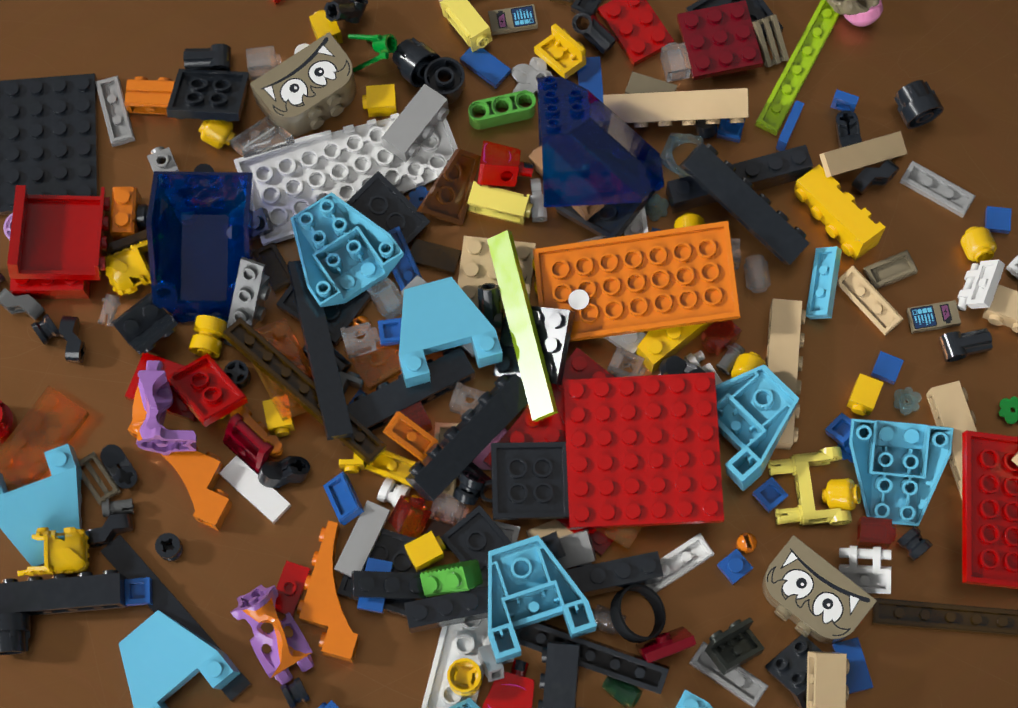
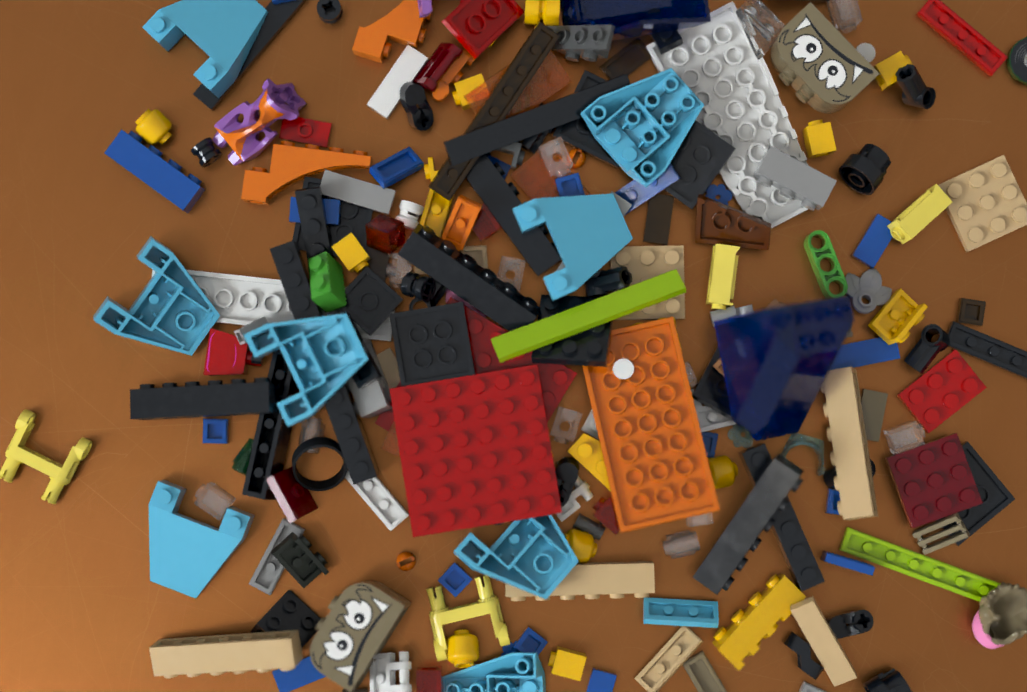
camera: 85 degrees right, 15 degrees up
(235, 369) = (508, 39): black wheel -> none
(381, 43) = (877, 131): green plant -> none
(387, 298) = (604, 177): clear brick -> none
(443, 69) = (861, 198): black piece -> none
(464, 677) = (234, 308): yellow wheel -> none
(501, 165) = (761, 272): red torso -> none
(513, 19) = (931, 262): tile -> none
(734, 566) = (381, 551): blue plate -> none
(844, 101) = (882, 617): blue tile -> none

